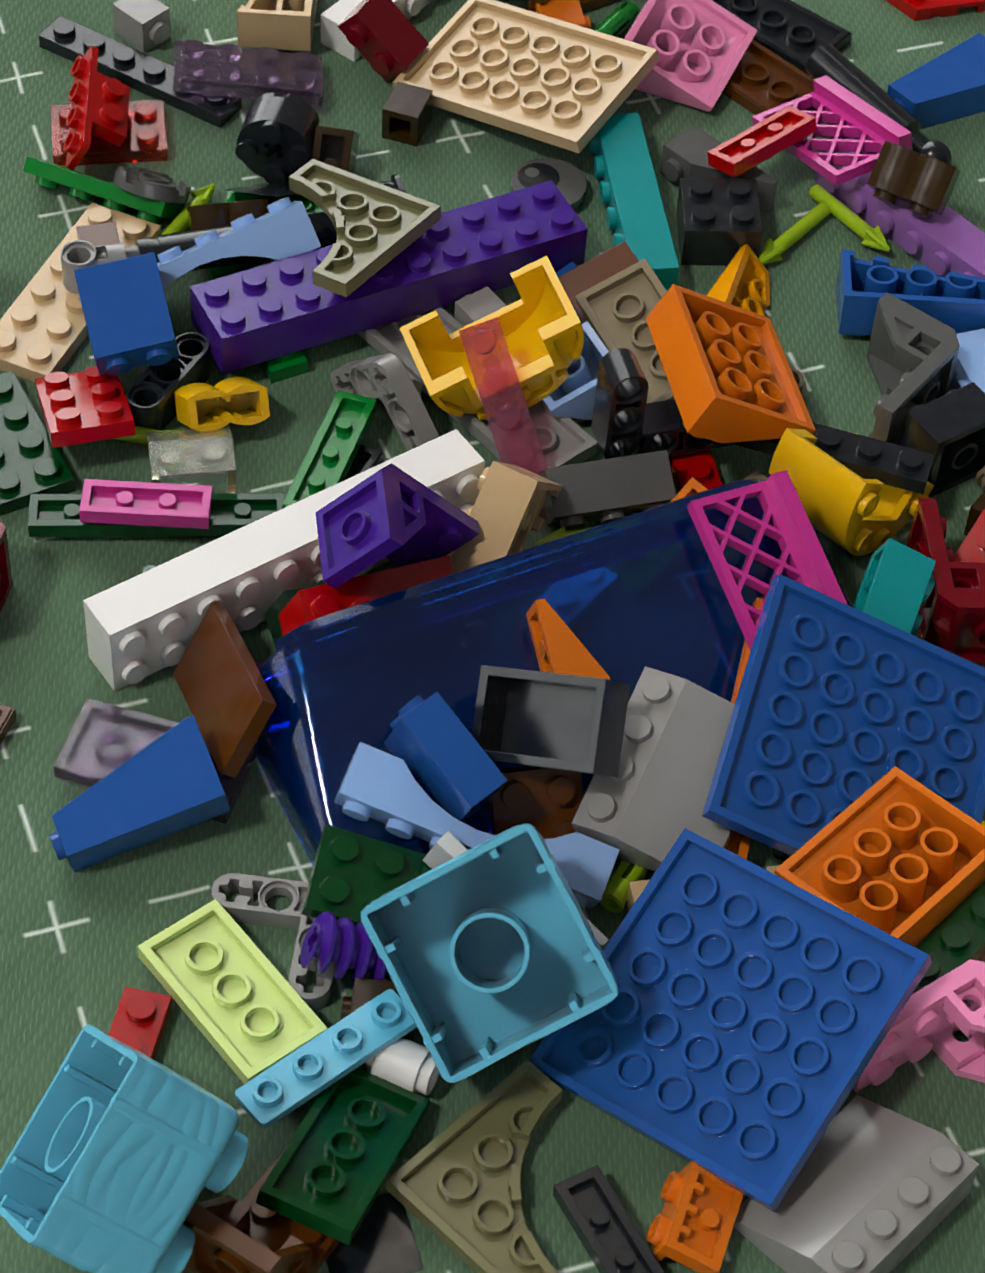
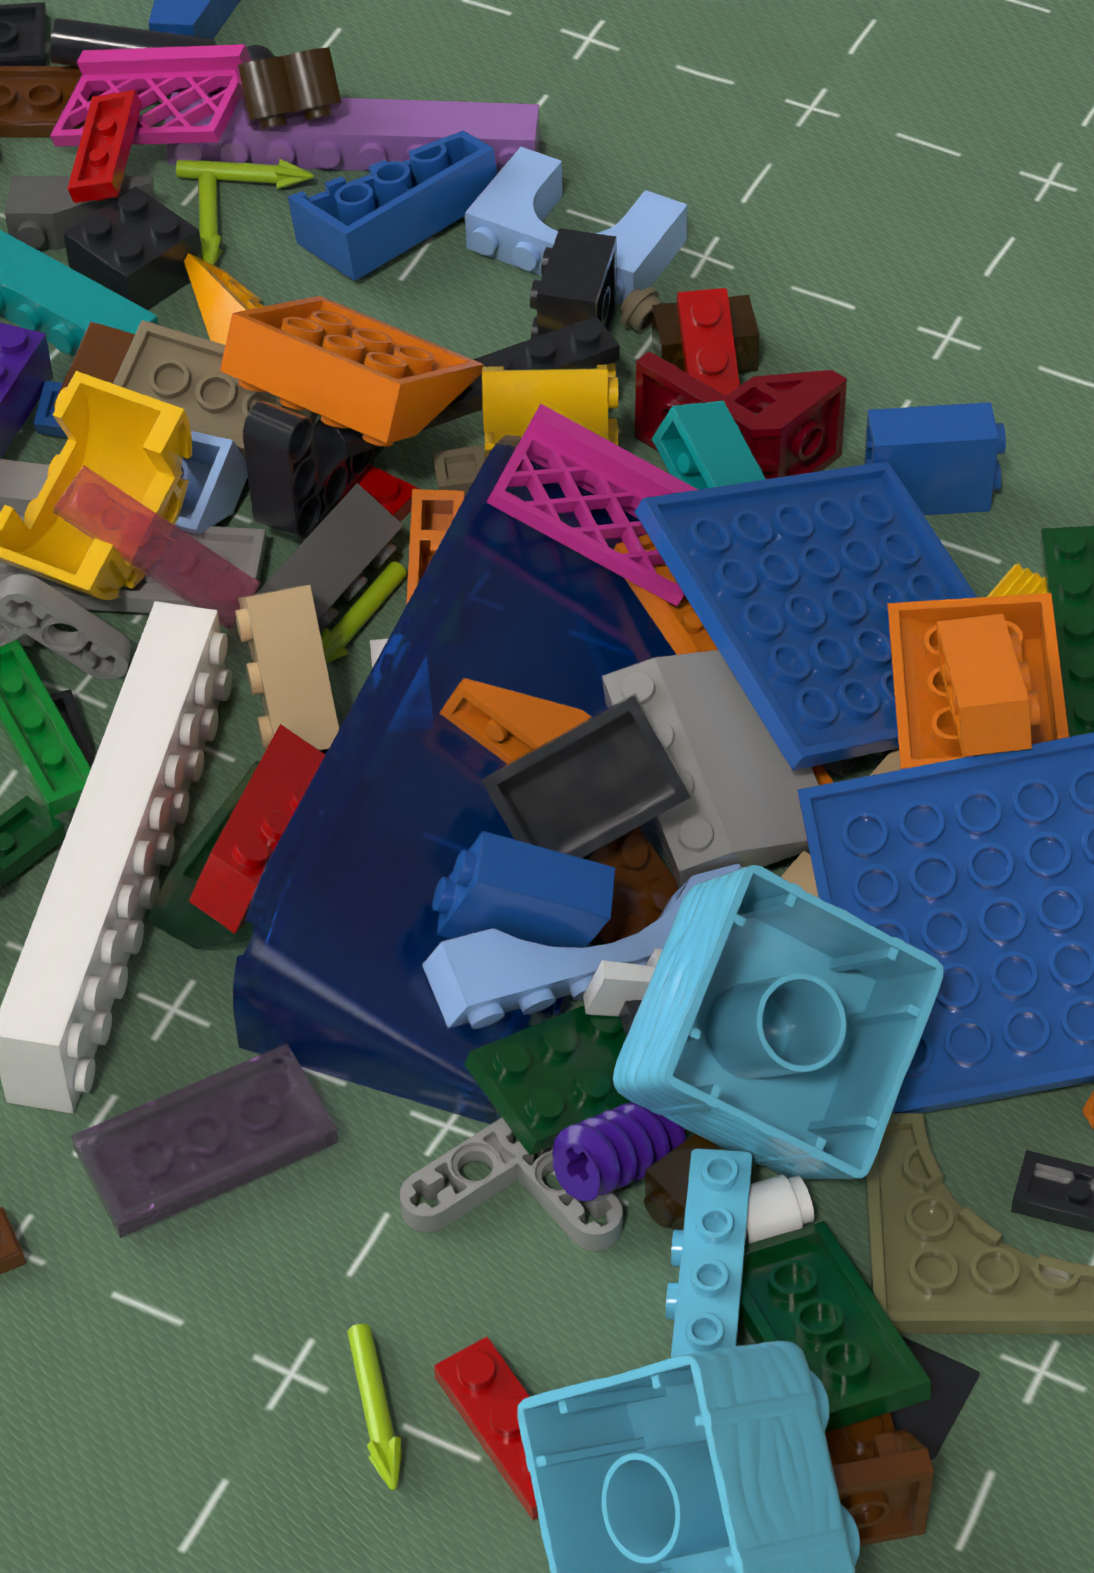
camera: 40 degrees left, 0 degrees up
(47, 1008) = (383, 1443): none -> lime piece
(142, 800) = (259, 1168): blue slope -> none
(224, 690) = (217, 1011): reddish brown tile -> none
(230, 990) = (536, 1284): yellowish green plate -> none
(390, 519) = (220, 735): dark purple bracket -> none
(867, 854) = (987, 685): none -> orange brick
(910, 361) = (462, 259): dark grey bracket -> none

